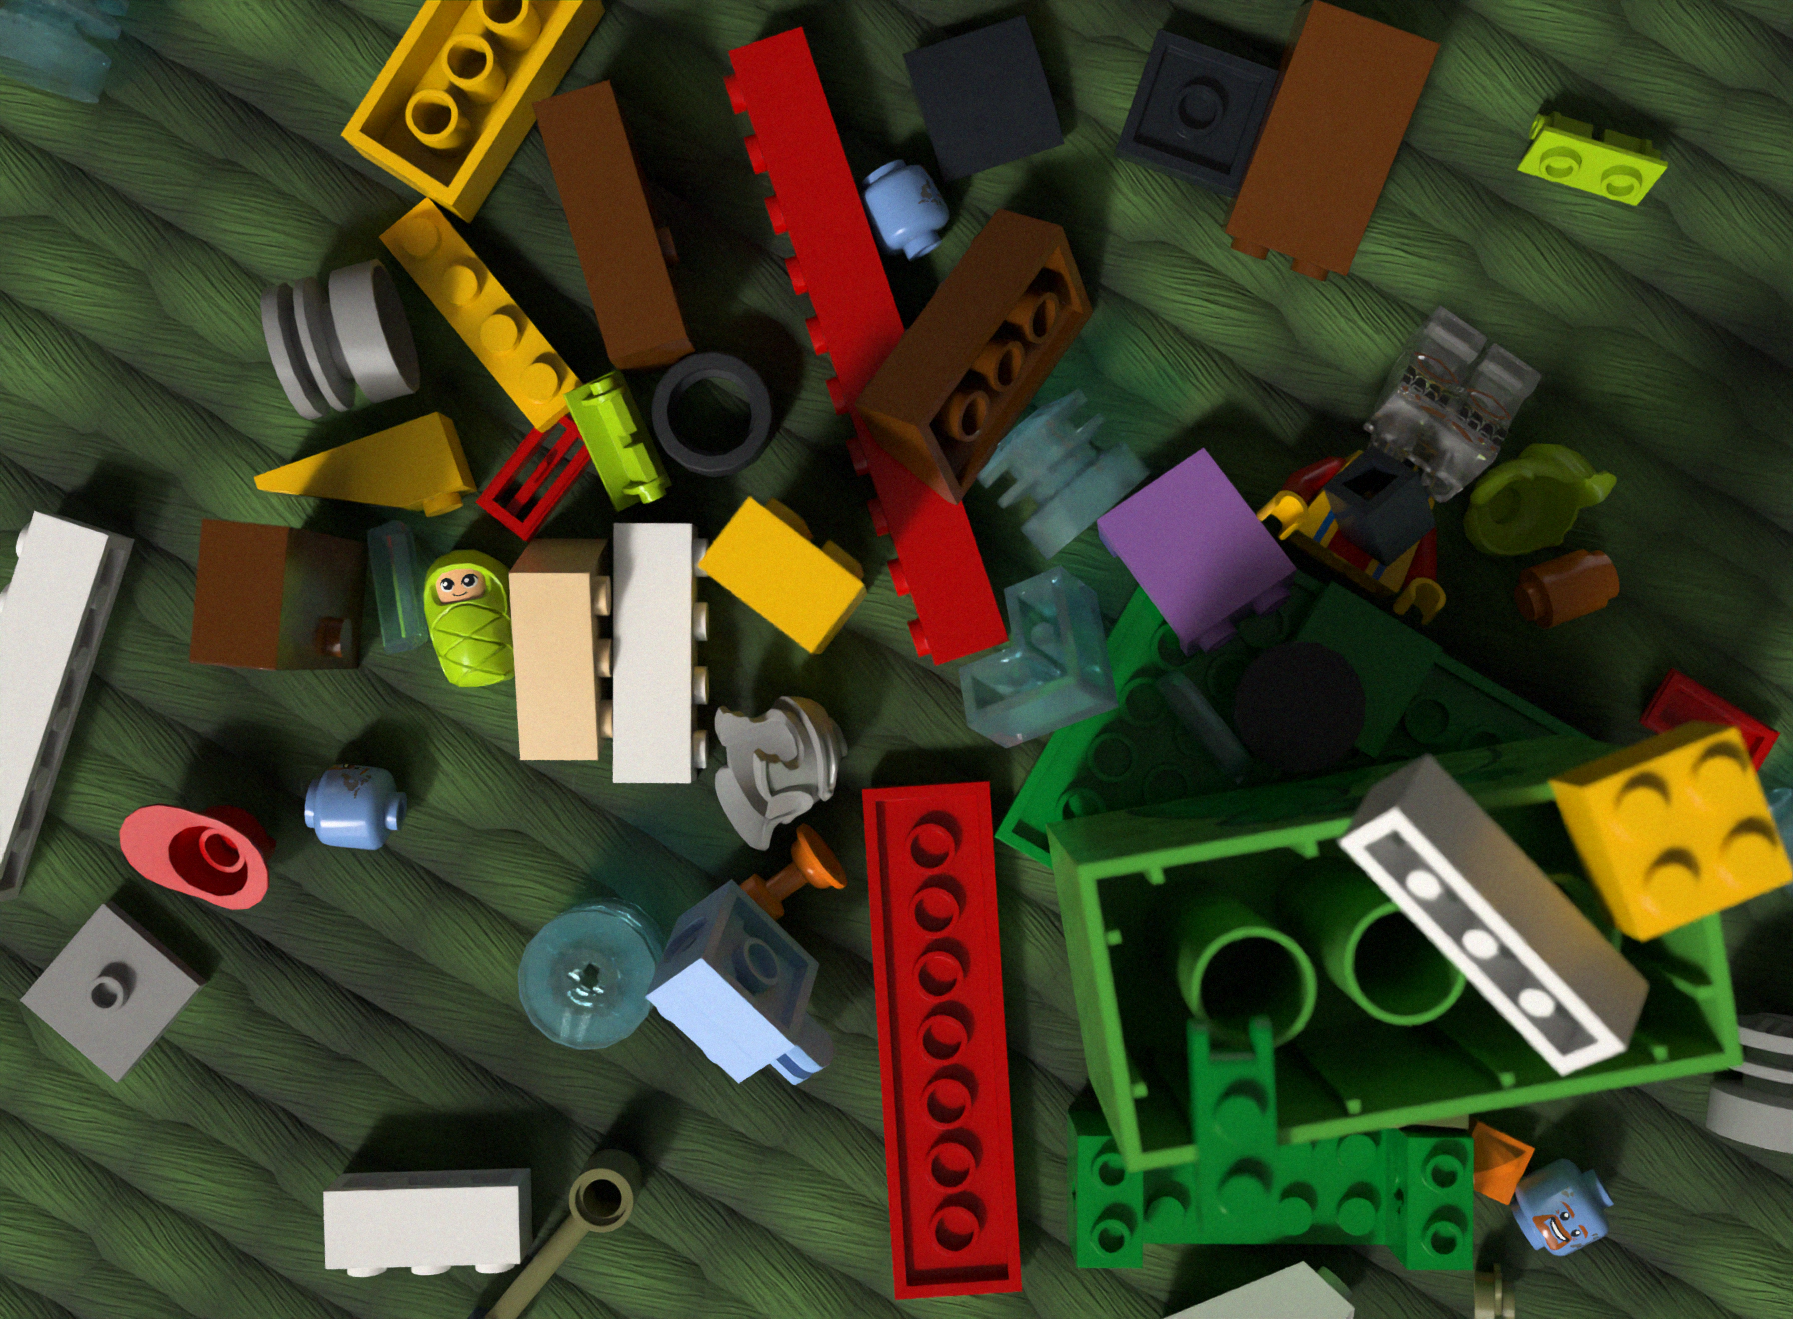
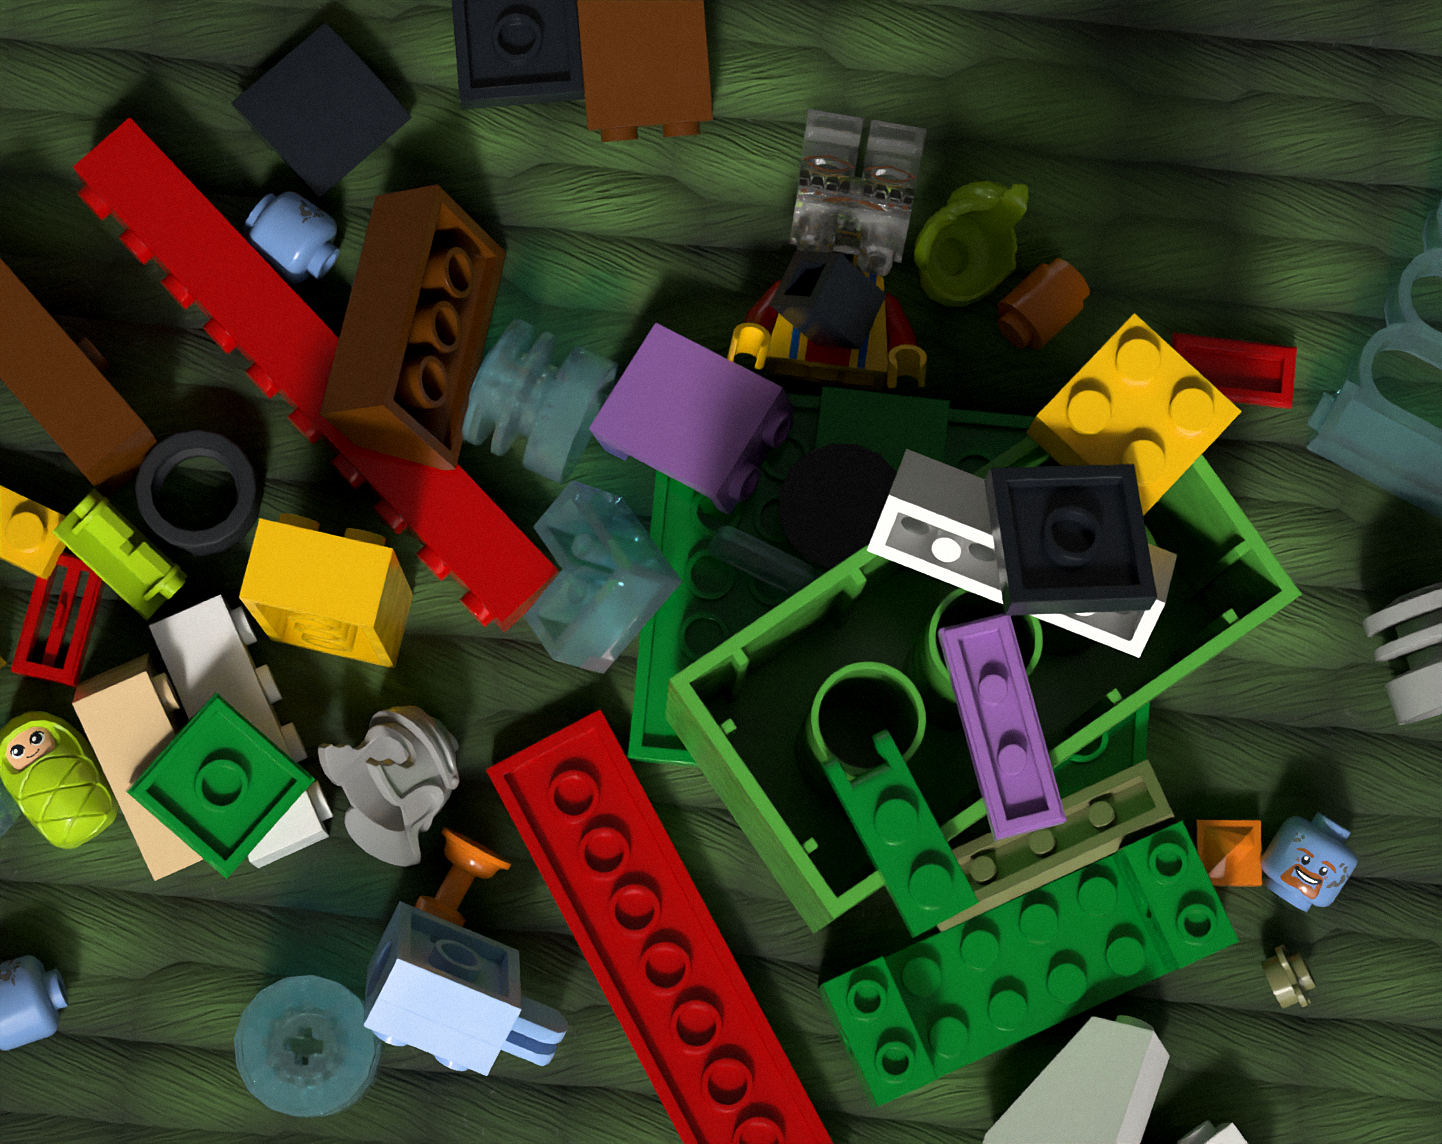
camera: 30 degrees left, 10 degrees down
(613, 705) = (220, 785): none -> green tile
(1384, 1064) = (1001, 726): none -> medium lavender tile
(1564, 947) = (1070, 539): none -> black plate

